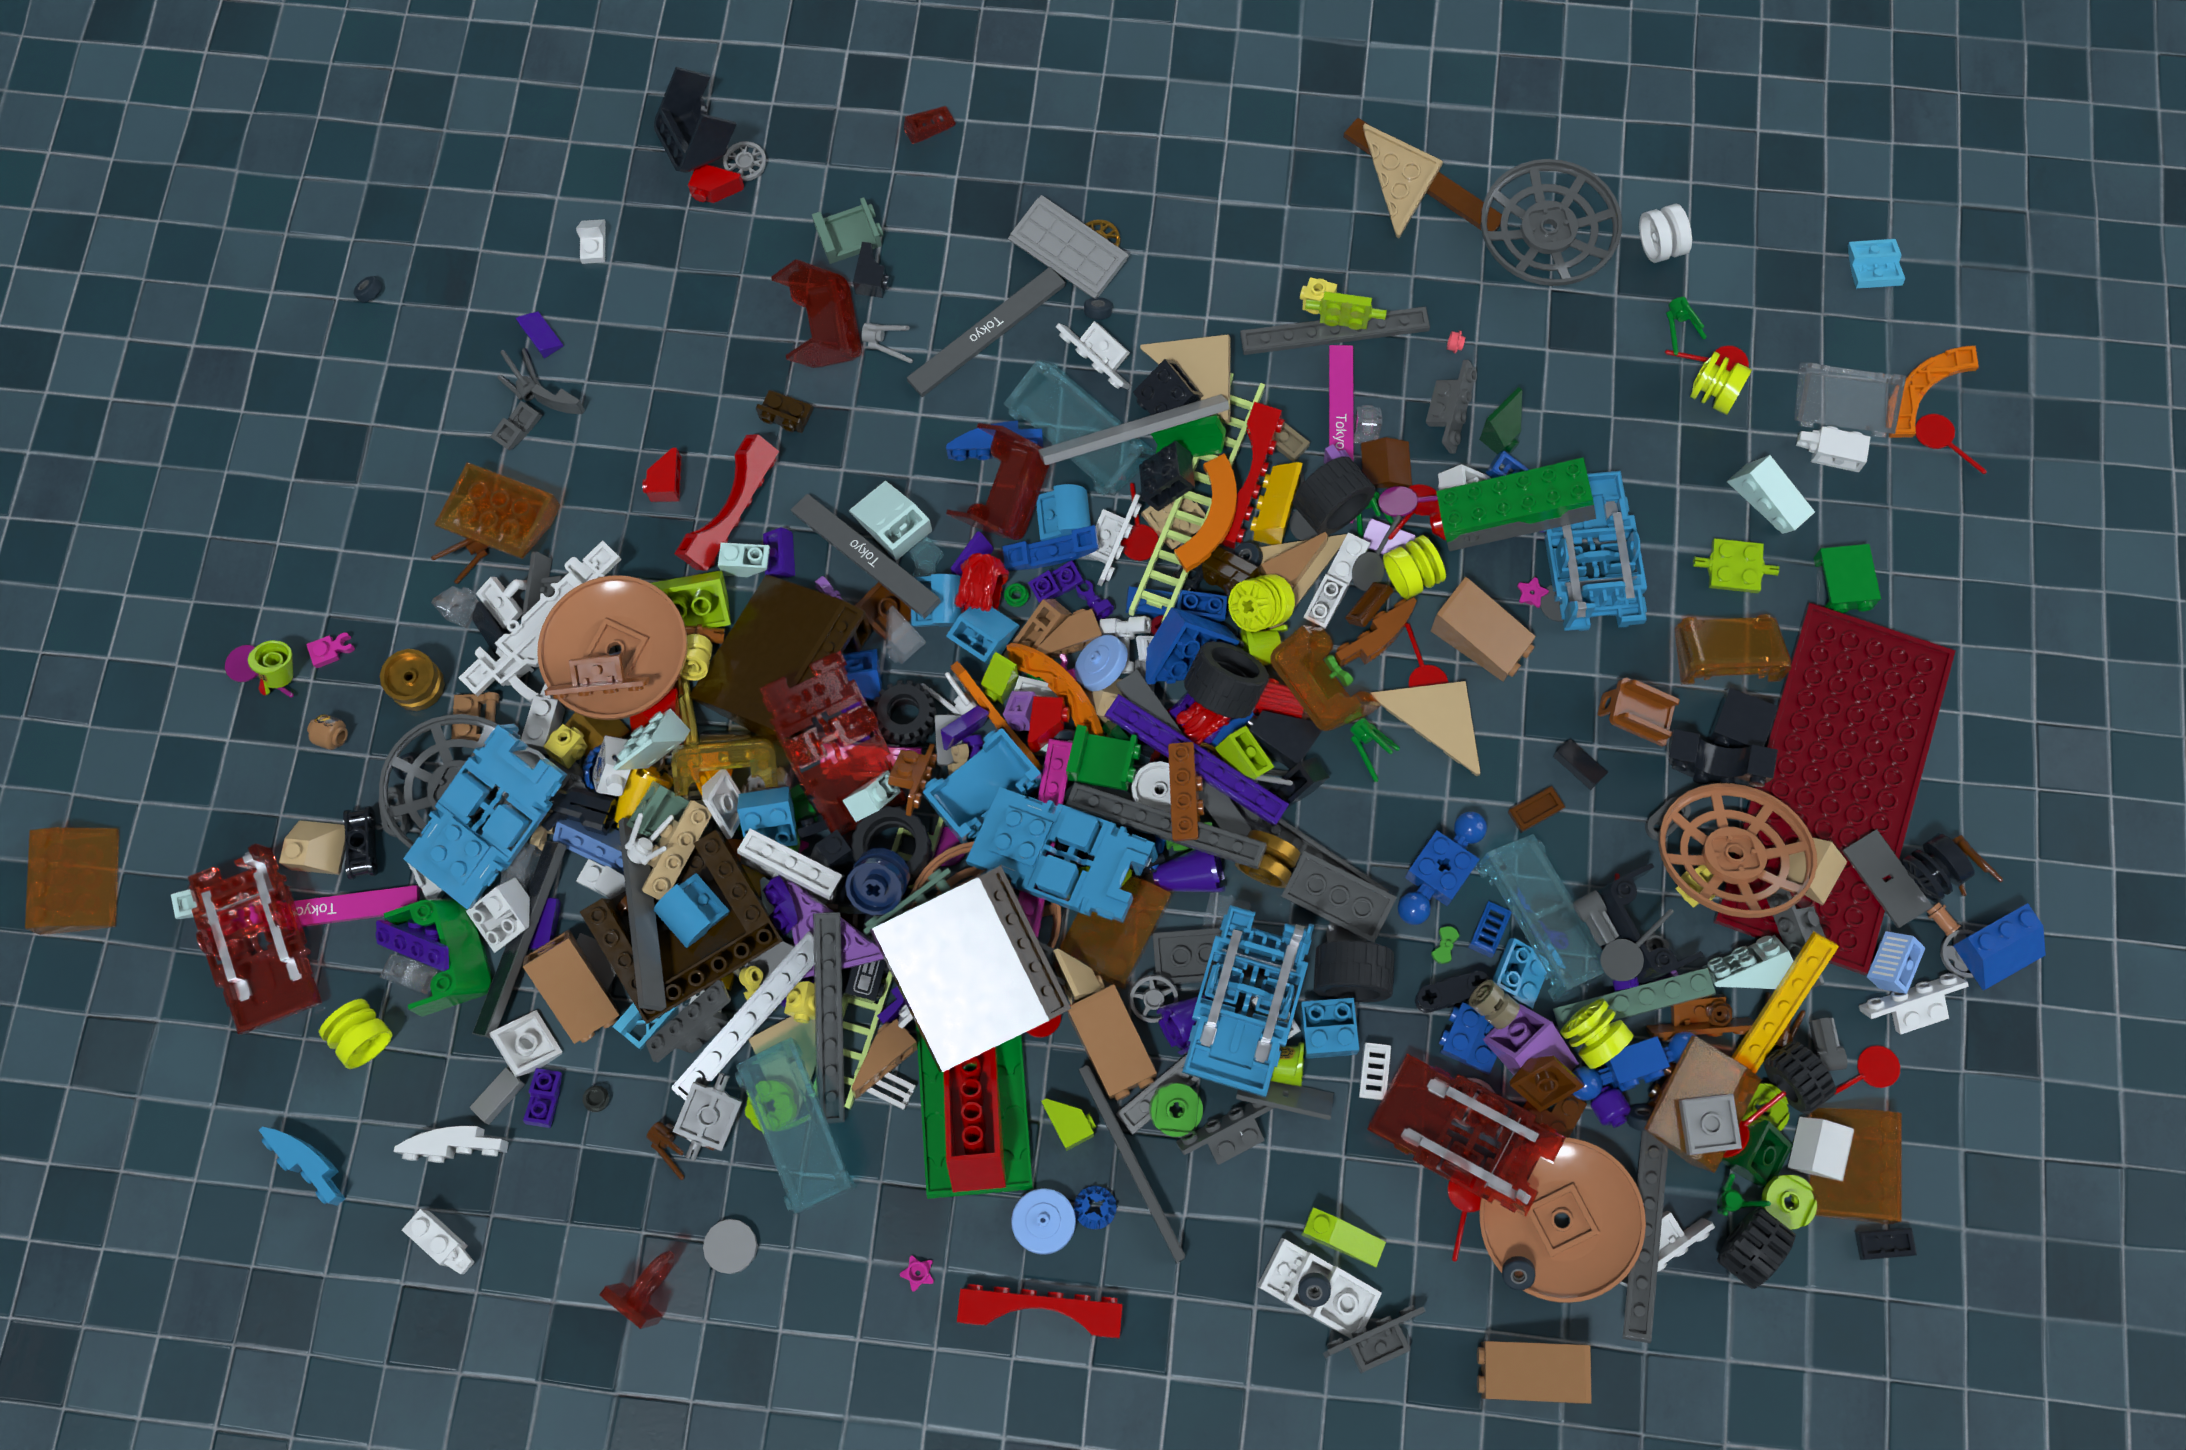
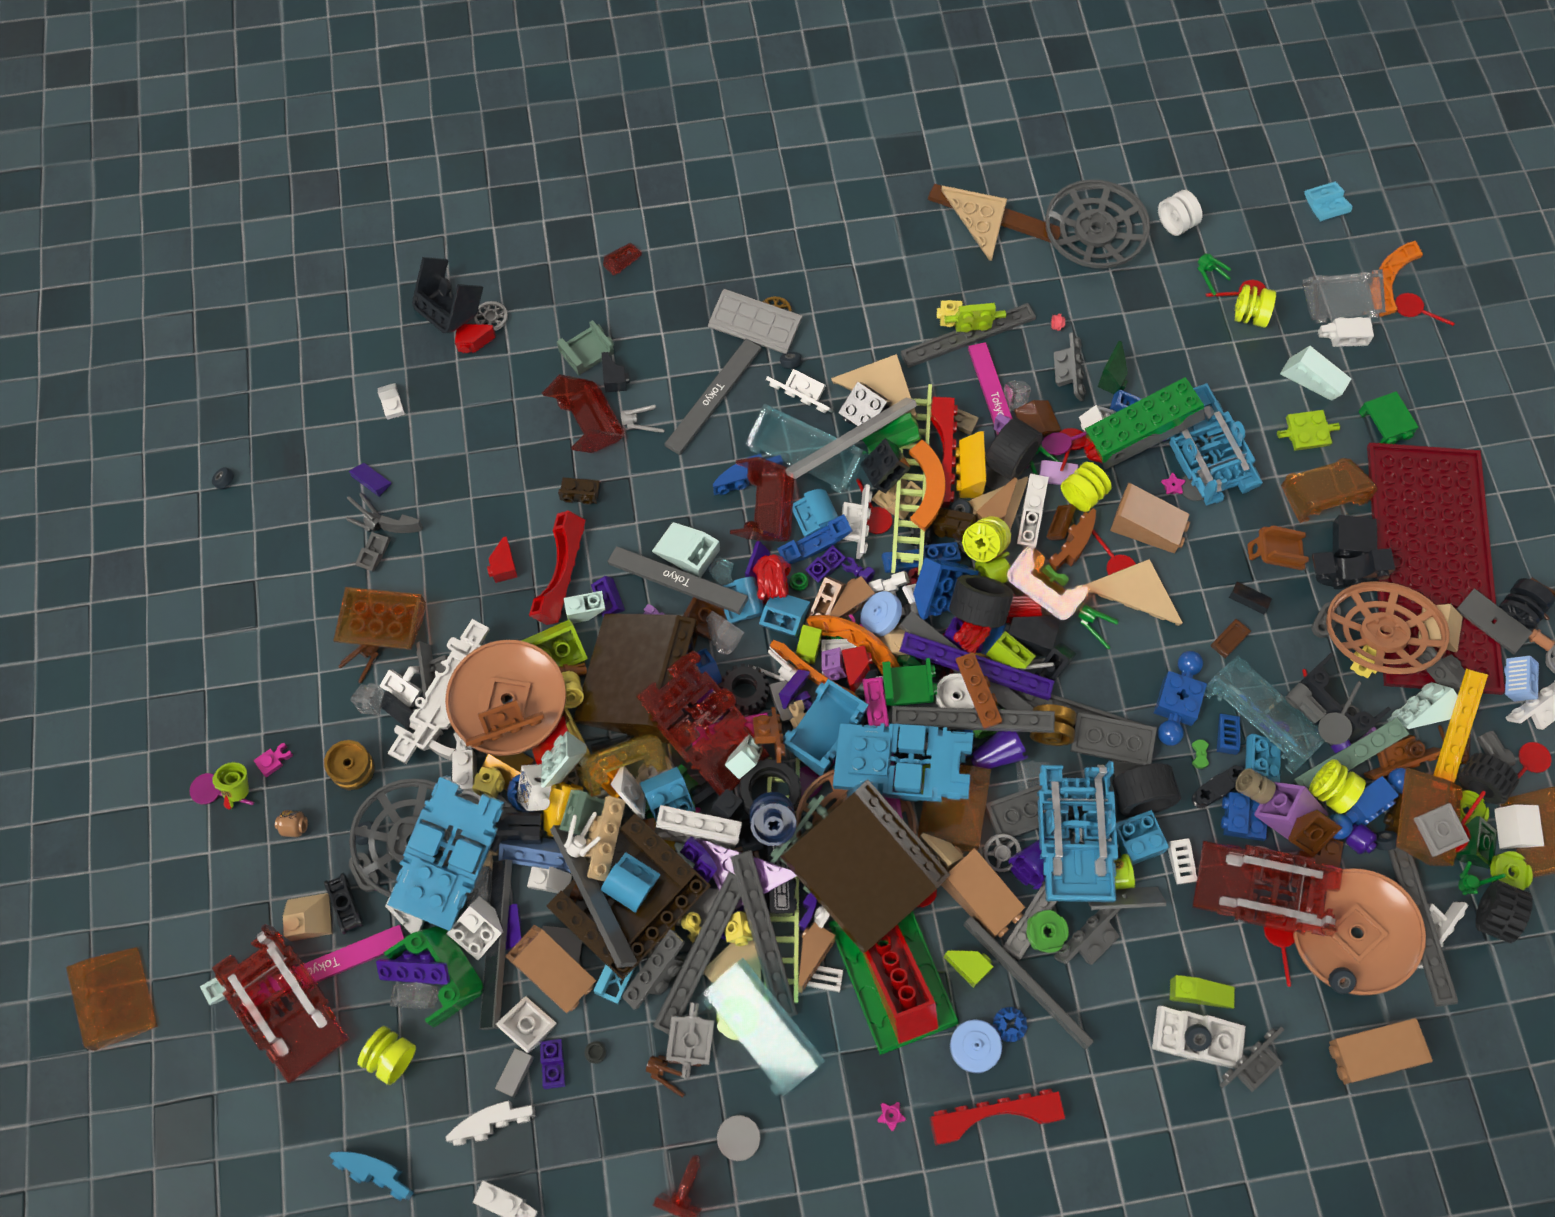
camera: 20 degrees left, 5 degrees down
(471, 705) = (400, 772): medium nougat plate -> none
(1369, 565) = (1052, 494): dark grey piece -> none

